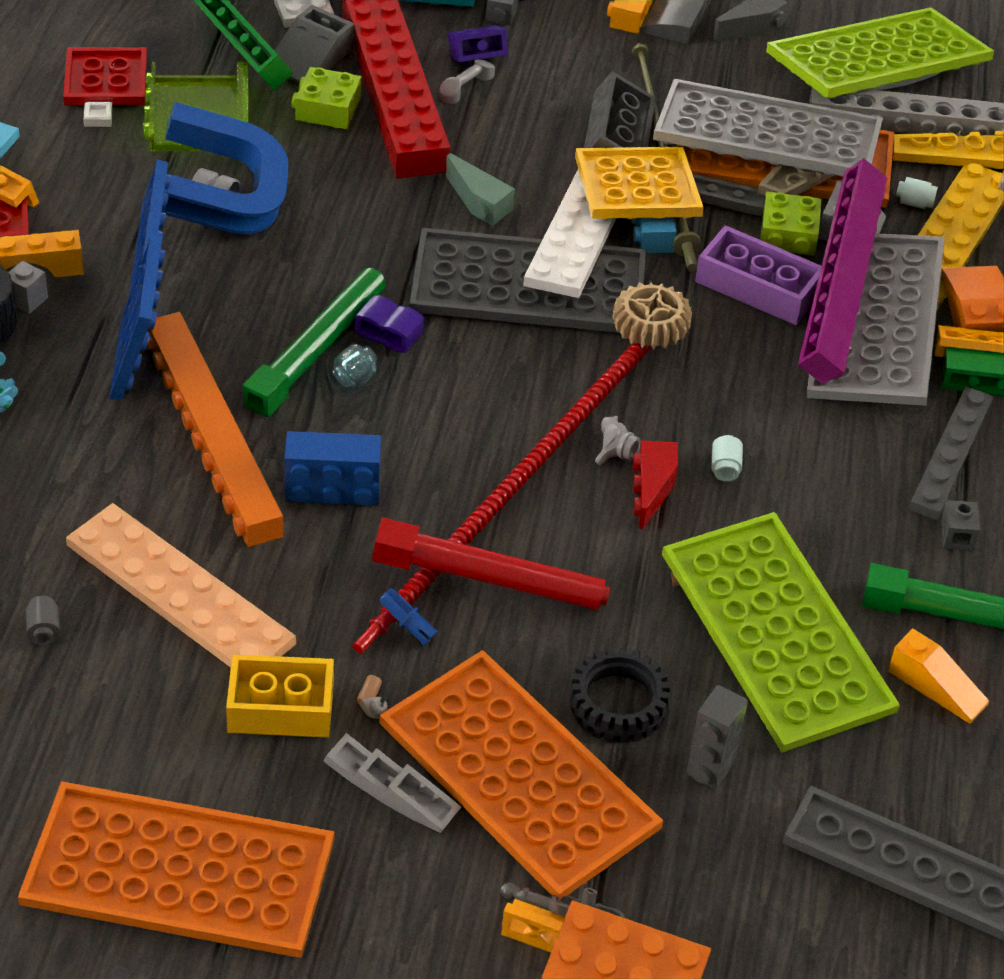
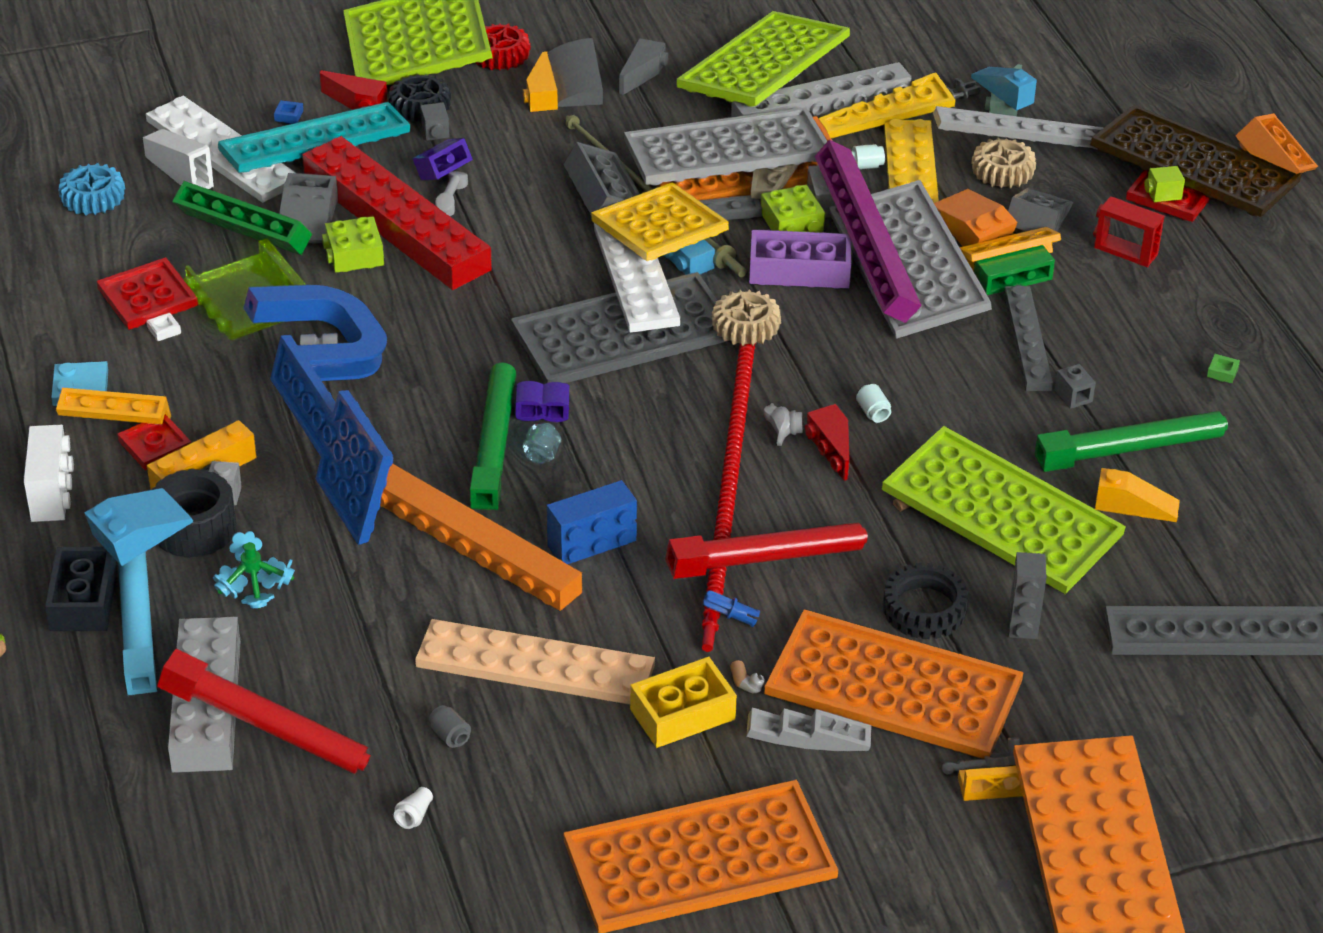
camera: 25 degrees left, 5 degrees down
(481, 193) = (532, 274): sand green slope -> none

